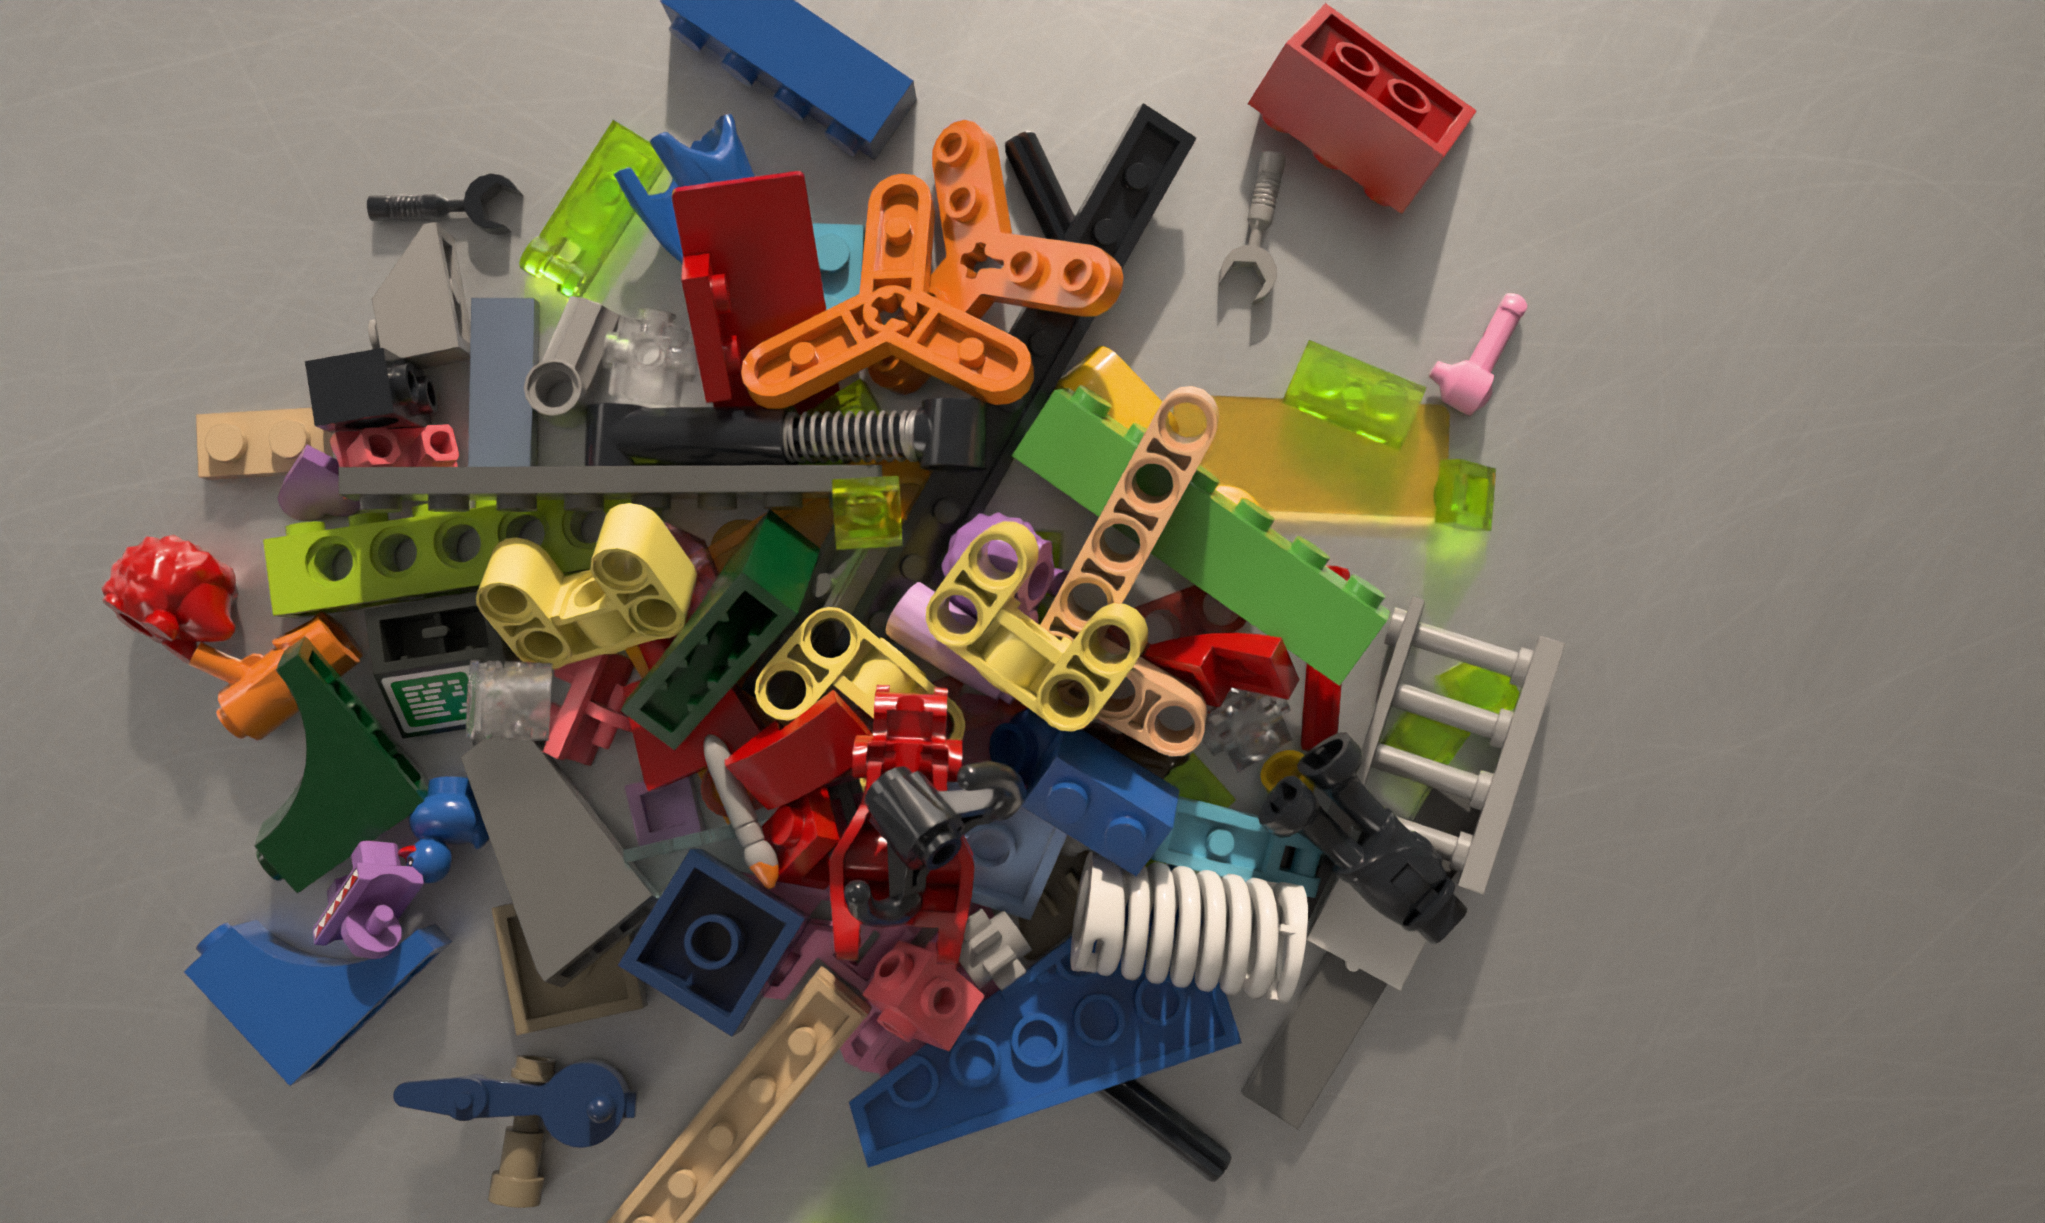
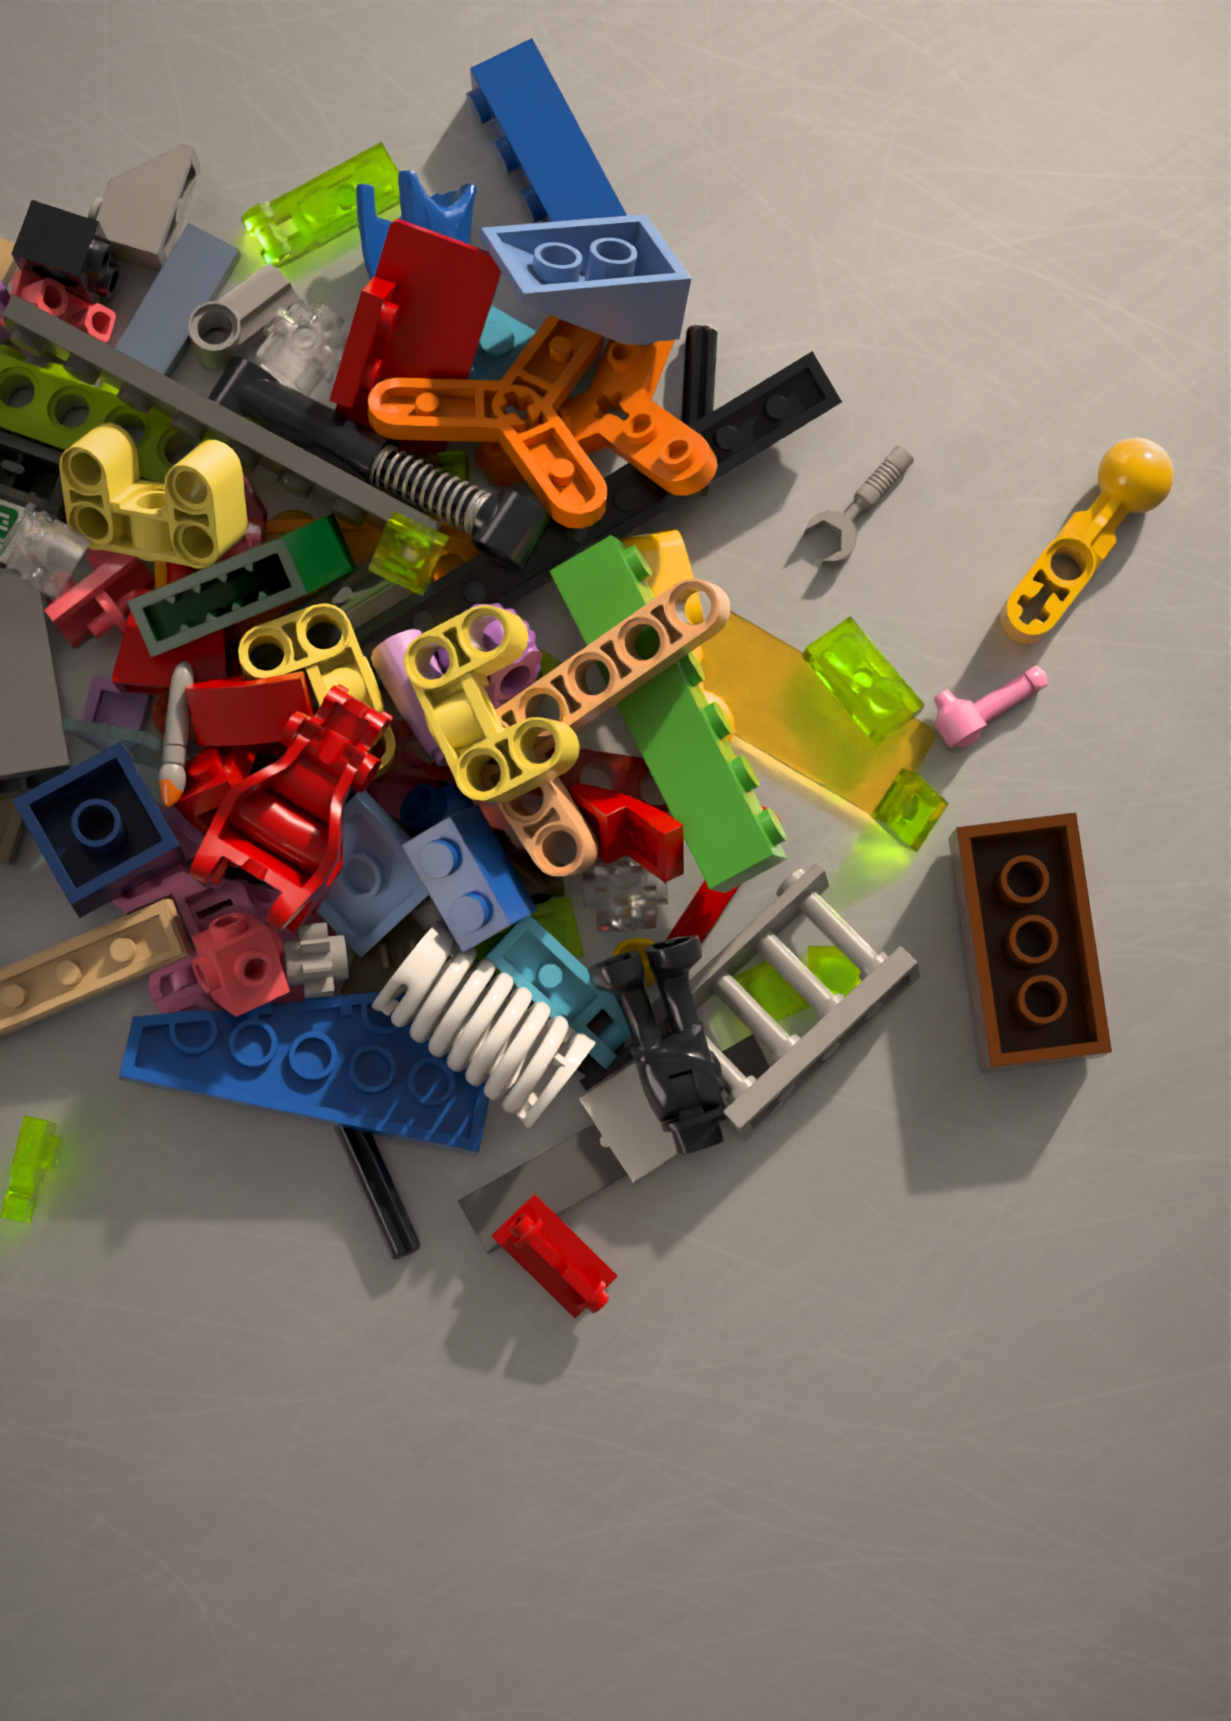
camera: 25 degrees right, 5 degrees down
(437, 206) = (201, 136): black piece -> none
(899, 139) = (596, 274): none -> medium blue slope
(926, 831) = (313, 806): black piece -> none
(1360, 108) = (996, 451): red slope -> none
(1367, 1099) = (556, 1257): none -> red hinge
(1503, 65) = (1132, 479): none -> yellow beam
(1652, 565) = (1029, 942): none -> reddish brown brick

